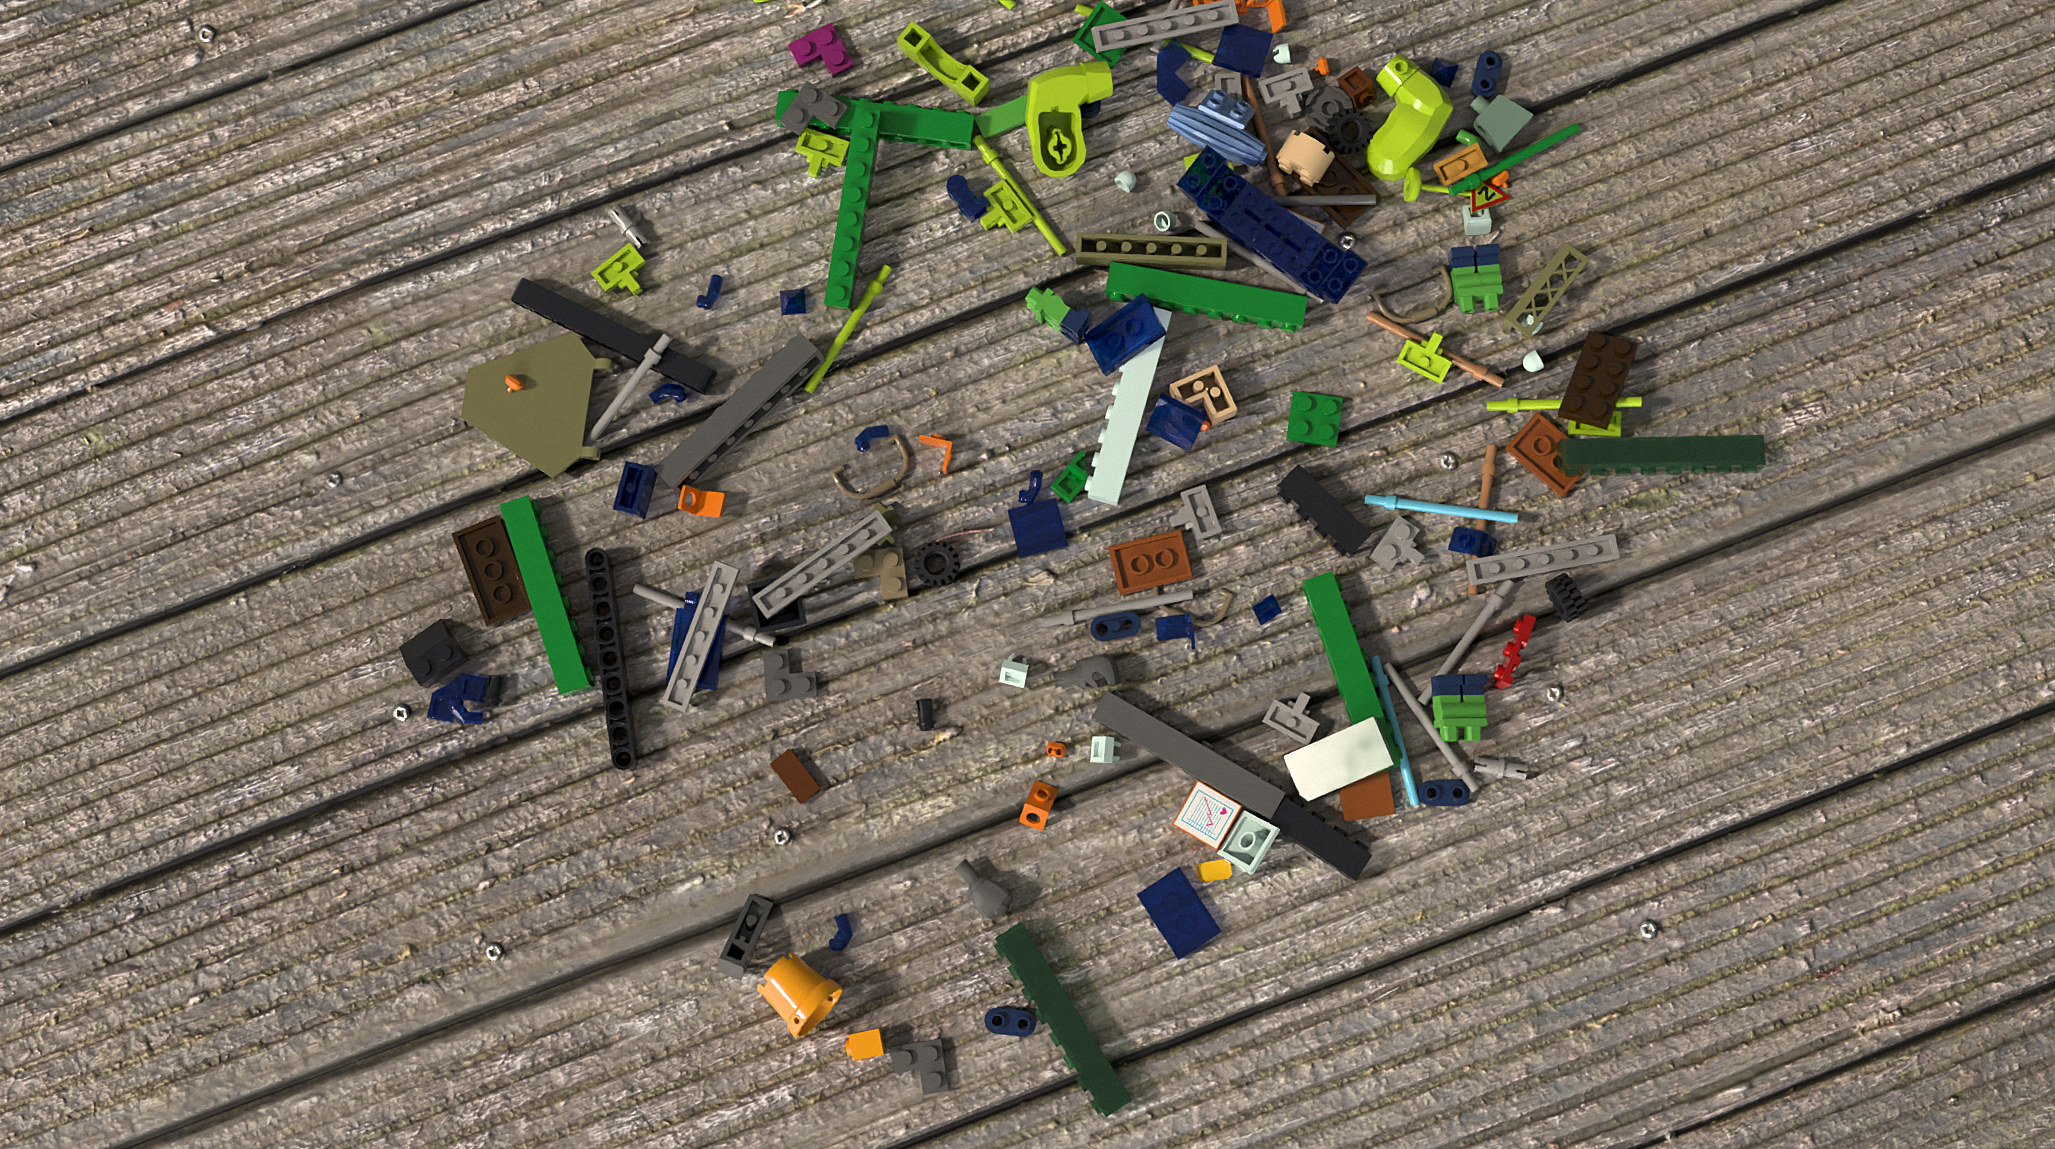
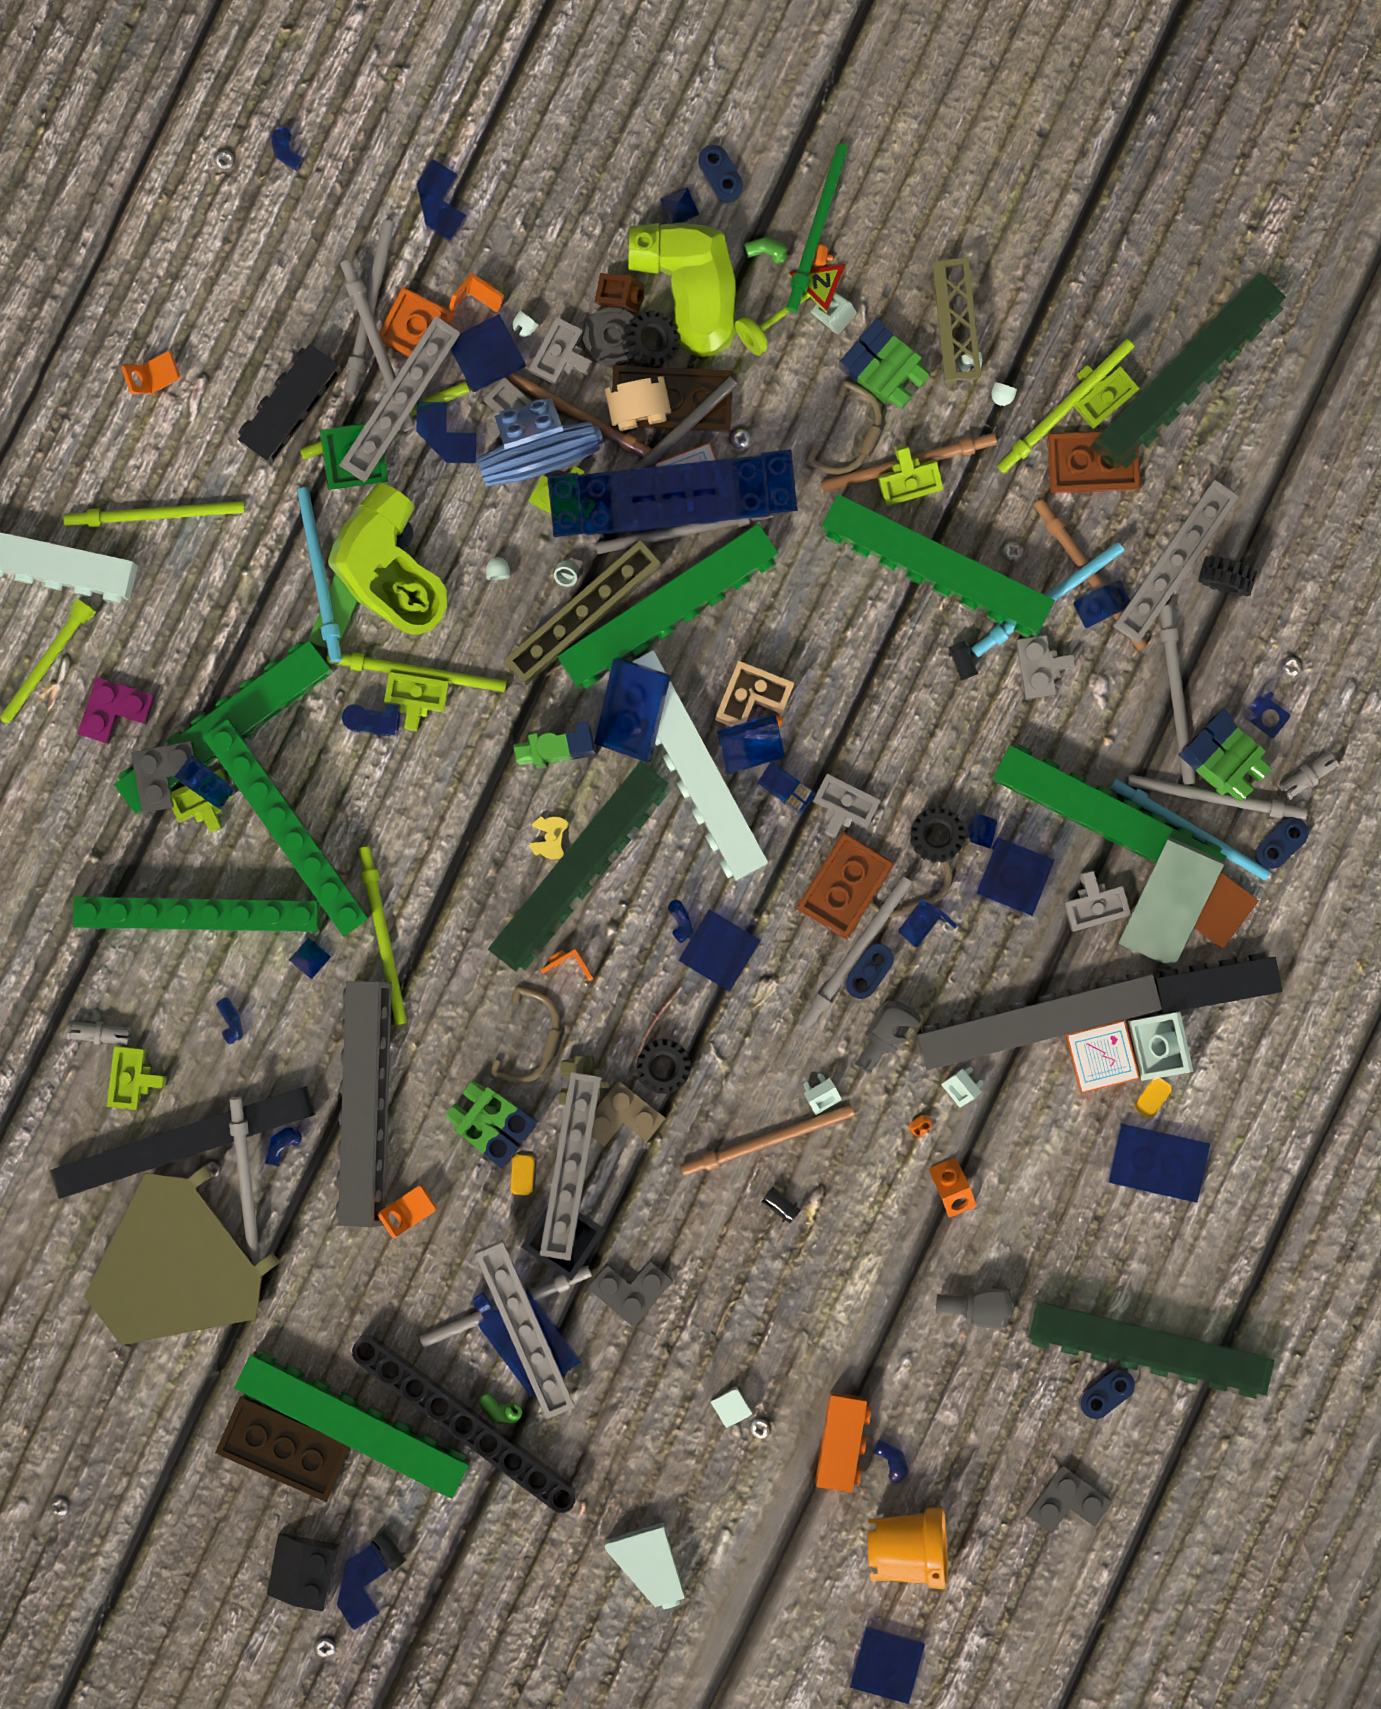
camera: 55 degrees left, 5 degrees up
(462, 715) = (383, 1598): clear blue arm -> none
(514, 383) = (139, 1270): orange rock -> none
(635, 490) = (339, 1259): clear blue brick -> none
(636, 851) = (649, 1563): none -> light aqua slope
(638, 673) = (499, 1411): none -> bright green arm
(716, 1054) = (887, 1665): none -> clear blue tile
(744, 937) = (814, 1544): dark grey slope -> none
(753, 212) = (196, 914): none -> green brick
(777, 806) = (731, 1407): none -> light aqua slope
(791, 548) = (522, 1174): none -> yellow piece
(795, 776) = (721, 1366): reddish brown tile -> none
(802, 490) = (484, 1117): none -> bright green hips
(822, 892) = (842, 1442): none -> orange brick
(831, 137) = (204, 782): none -> clear blue leg
(865, 1044) = (1005, 1533): light orange brick -> none
(868, 434) = (493, 1010): clear blue arm -> none
(910, 647) = (711, 1160): none -> medium nougat bar
(960, 78) = (217, 623): lime arch -> none
(993, 121) = (329, 630): none -> medium azure bar
(998, 372) = (554, 838): none -> light yellow piece
(1002, 398) = (579, 866): none -> clear green brick
(1072, 479) = (707, 879): green slope -> none
(1171, 468) = (785, 788): none -> clear blue leg
(1243, 571) = (943, 817): none -> black tyre
(1257, 653) = (1013, 877): none -> clear blue container
(1314, 419) = (864, 624): green plate -> none
(1322, 511) = (950, 699): black brick -> none
(1323, 66) = (570, 301): orange rock -> none
(1354, 496) = (963, 660): none -> black pin
(1392, 424) = (937, 565): none -> green brick
(1461, 164) = (776, 277): pearl gold plate -> none
(1499, 121) = (772, 205): sand green torso -> none
(1510, 696) = (1259, 706): none -> clear blue bracket
(1522, 630) = (1233, 675): red wing -> none
(1598, 380) = (1075, 358): dark brown plate -> none

